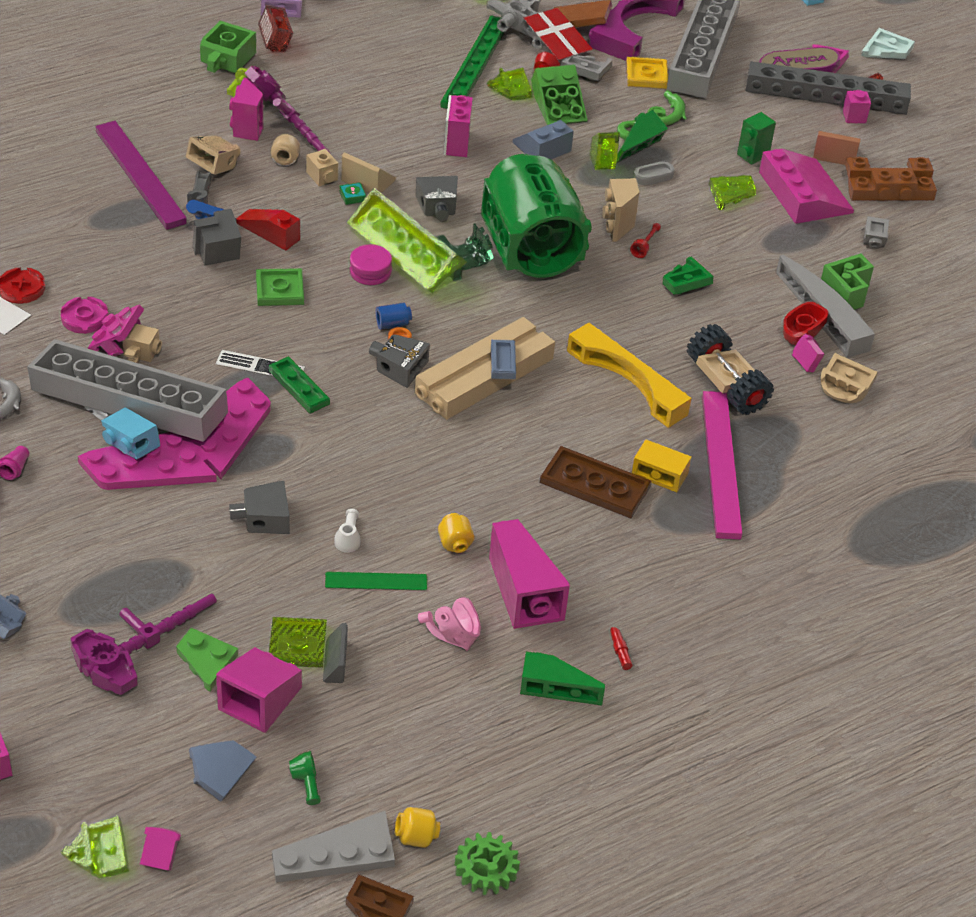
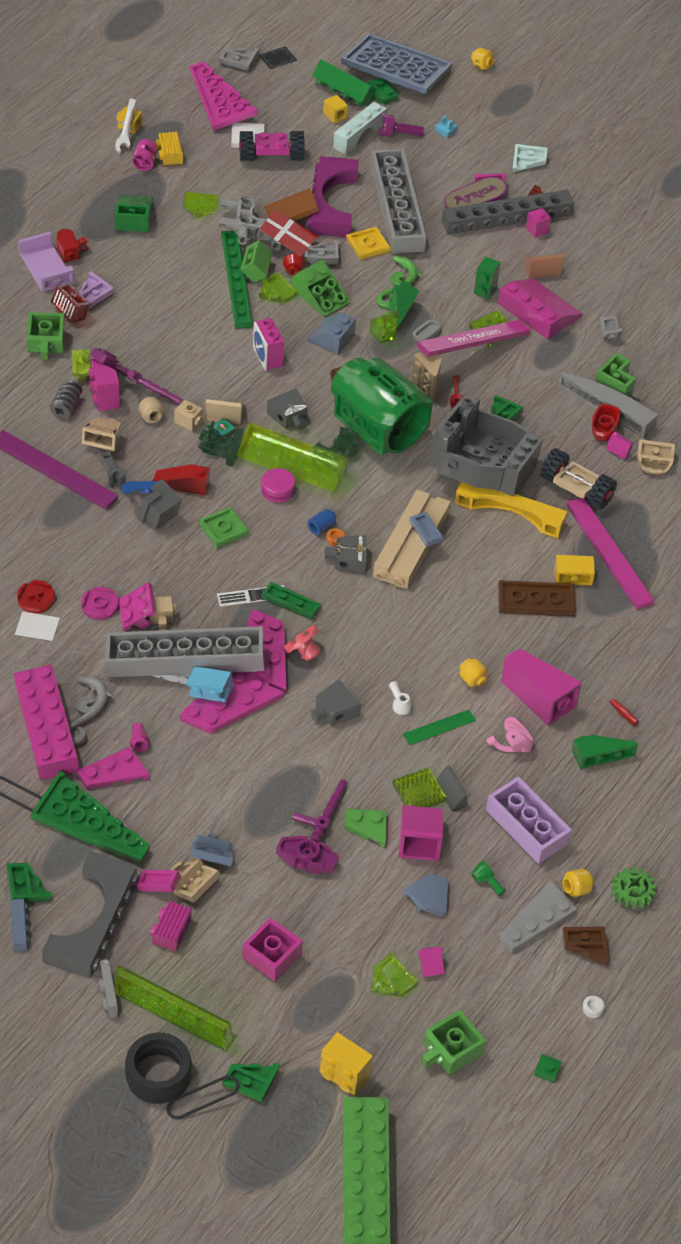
camera: 25 degrees left, 5 degrees up
(202, 111) = (66, 399): none -> flat silver piece
(274, 430) = (304, 644): none -> coral plate
(312, 28) = (95, 289): none -> lavender wing
(328, 197) = (211, 439): none -> clear green tile
(403, 726) = (528, 820): none -> lavender brick
(505, 50) = (256, 261): none -> bright green brick
(629, 297) = (484, 449): none -> dark grey piece
(696, 188) = (473, 338): none -> dark pink tile
(891, 183) = (596, 282): dark orange bracket -> none

